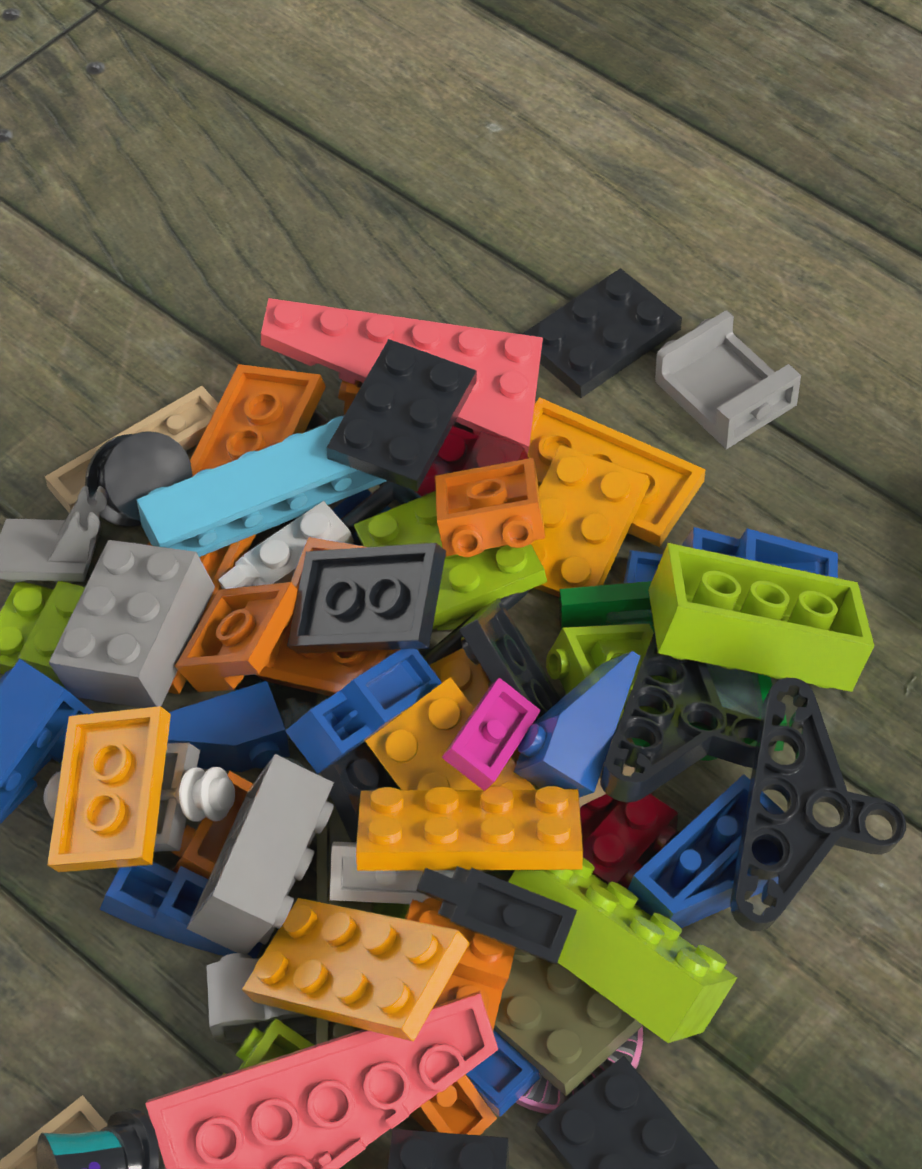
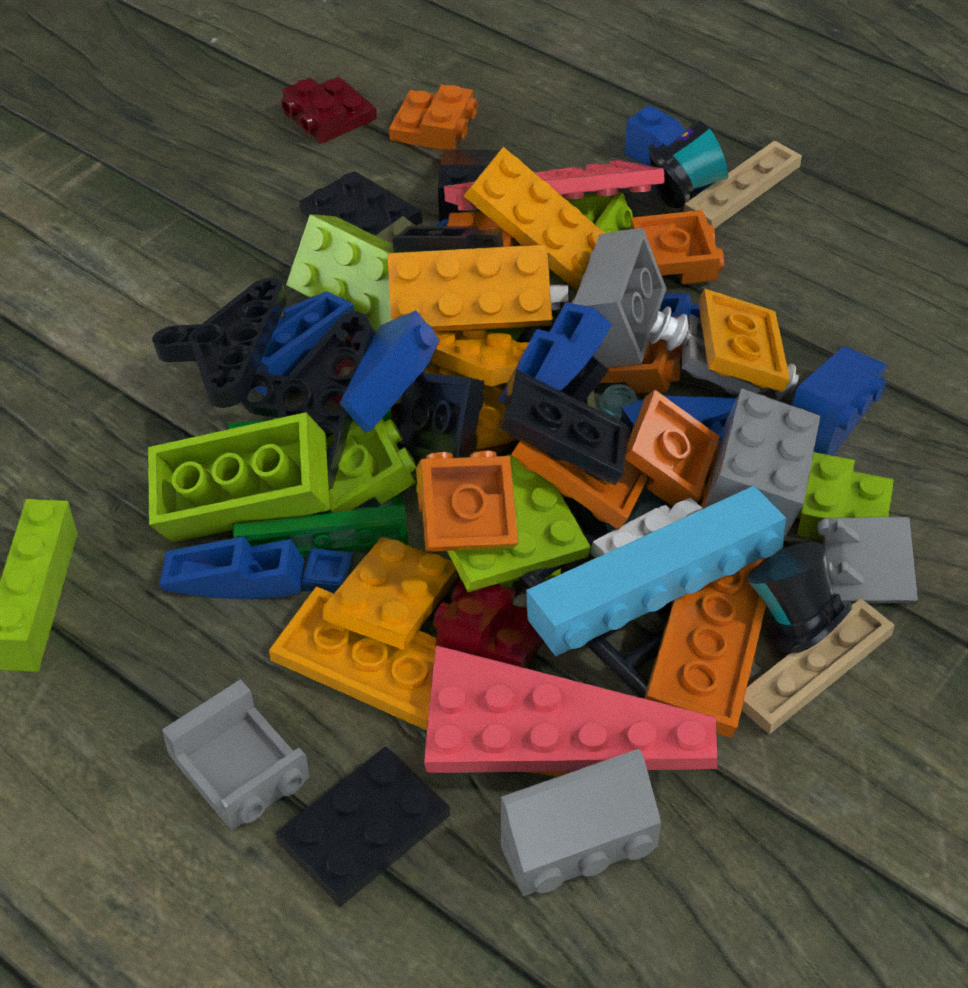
camera: 175 degrees right, 5 degrees down
(149, 1035) = (683, 245): none -> orange plate
(402, 415) = (554, 596): black plate -> none
(426, 291) = (579, 823): none -> light grey slope
(491, 734) = (455, 333): dark pink plate -> none

